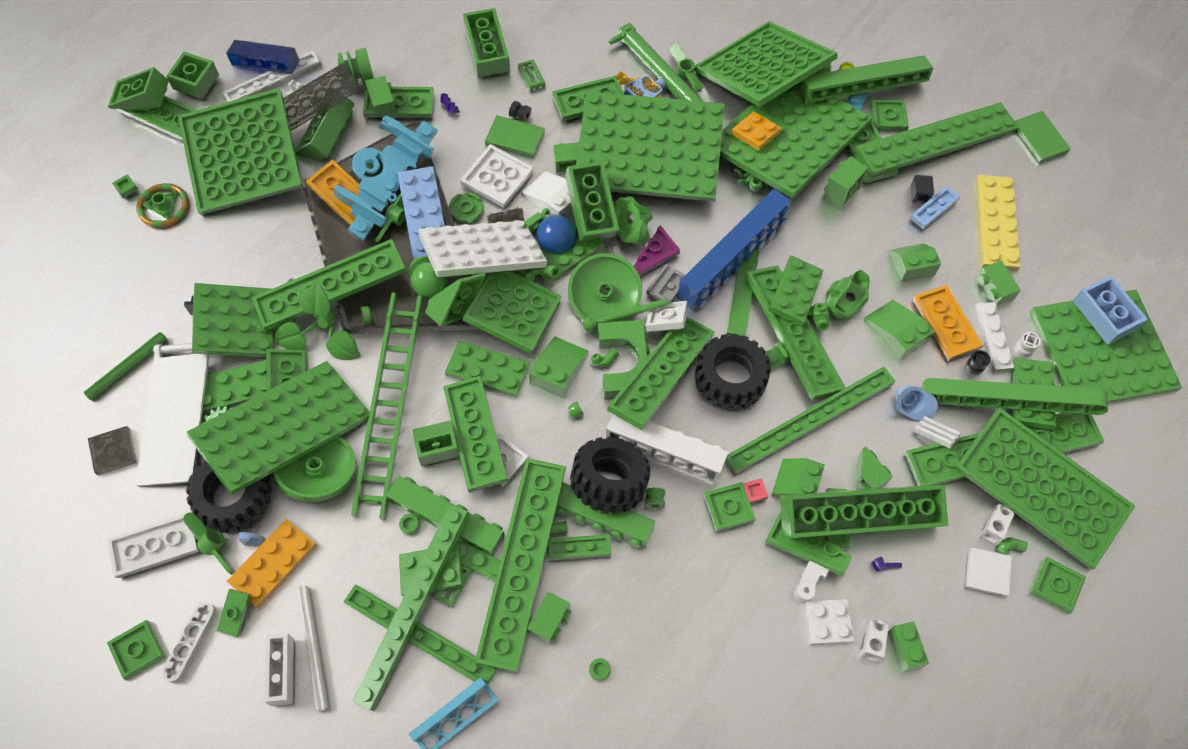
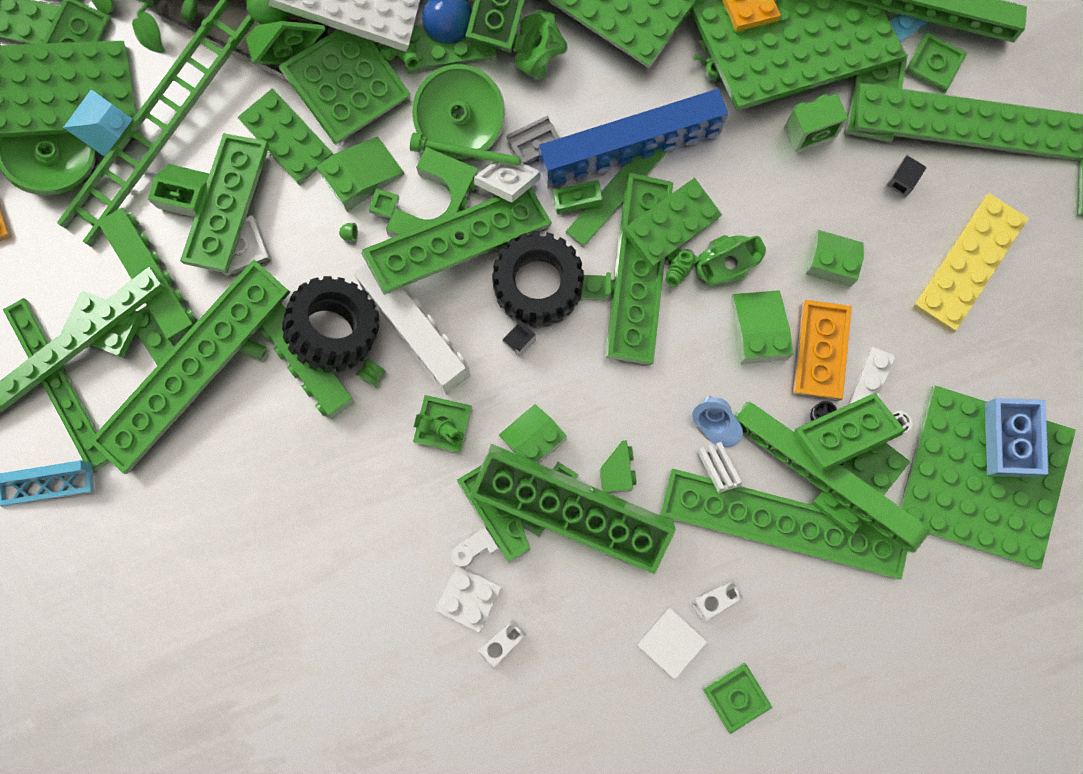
camera: 30 degrees right, 15 degrees up
(347, 423) = (97, 123): none -> medium azure slope
(409, 524) = (110, 264): bright green tile -> none
(451, 603) = (118, 361): bright green tile -> none
(549, 618) = (188, 438): bright green brick -> none
(579, 547) = (263, 381): bright green plate -> none
(591, 377) = (383, 203): none -> bright green tile
(599, 669) = (210, 516): bright green tile -> none
(604, 361) = (412, 192): bright green arm -> none
(659, 250) = (550, 95): magenta wing -> none
(721, 305) = (578, 196): none -> bright green plate
(735, 507) = (444, 429): none -> bright green piece
(744, 418) = (519, 338): none -> black panel
(756, 490) = (480, 422): coral plate -> none
(809, 420) = (592, 377): bright green plate -> none
(879, 564) = (560, 571): dark purple hand -> none
(908, 647) = (529, 671): bright green brick -> none
(934, 207) = (906, 206): light blue plate -> none
(998, 283) = (914, 336): bright green brick -> none
(1006, 360) = (848, 432): none -> bright green plate
(1010, 543) = (715, 627): bright green arm -> none
(1045, 488) = (794, 592): bright green plate -> none

